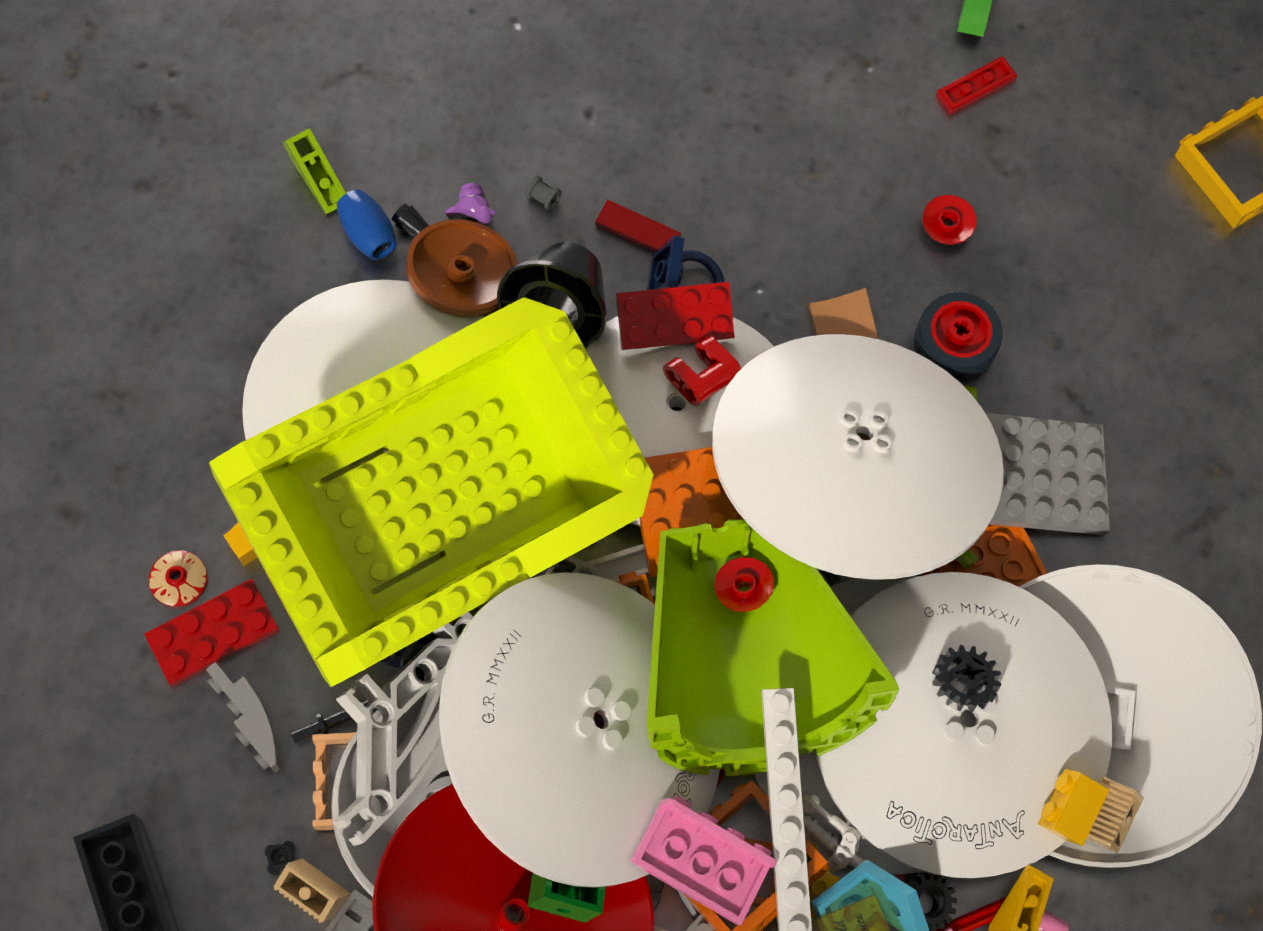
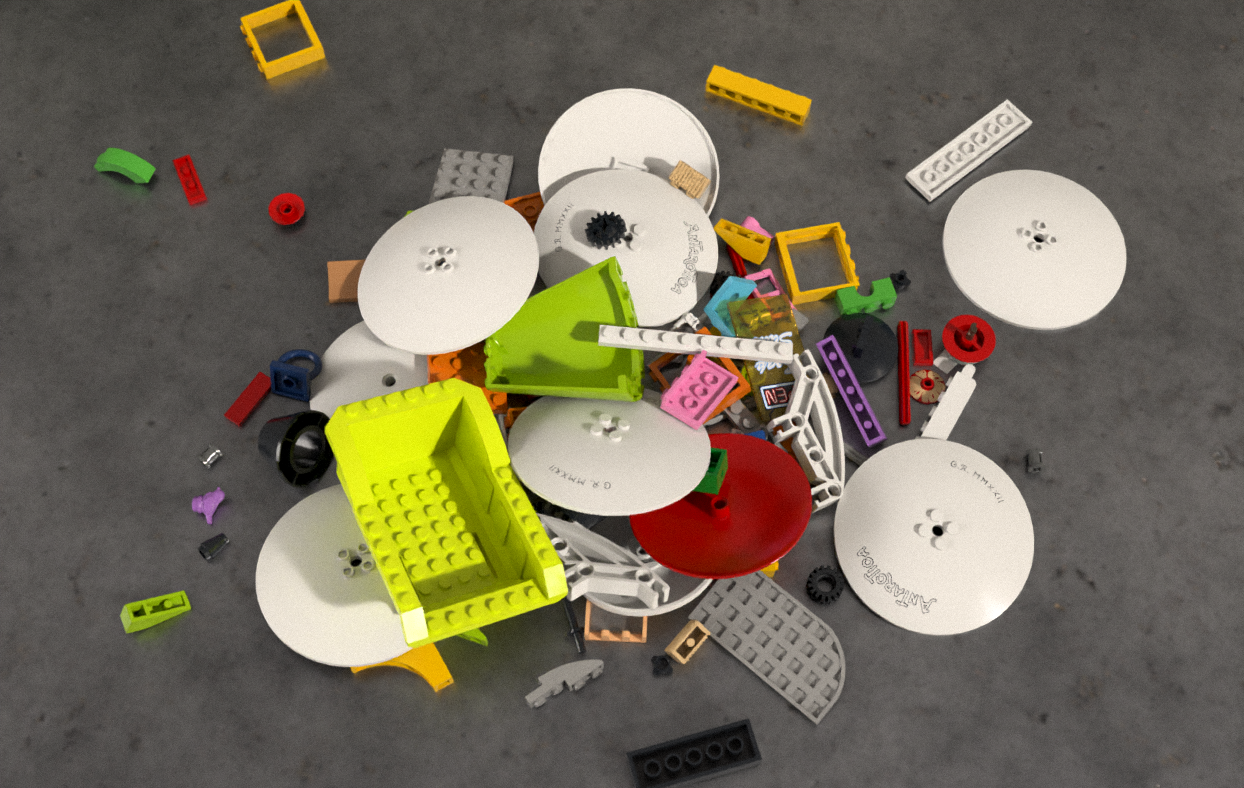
camera: 80 degrees left, 5 degrees down
(186, 588) = (456, 738): tan dish -> none
(211, 632) = (499, 705): red plate -> none
(366, 224) = (209, 575): blue piece -> none
(459, 266) = (258, 512): dark orange dish -> none
(674, 315) = (327, 373): red plate -> none
(701, 386) = (373, 349): red connector -> none
(742, 573) = (519, 344): red dish -> none
(959, 334) = (369, 214): wheel -> none
(1073, 807) = (685, 194): yellow brick -> none

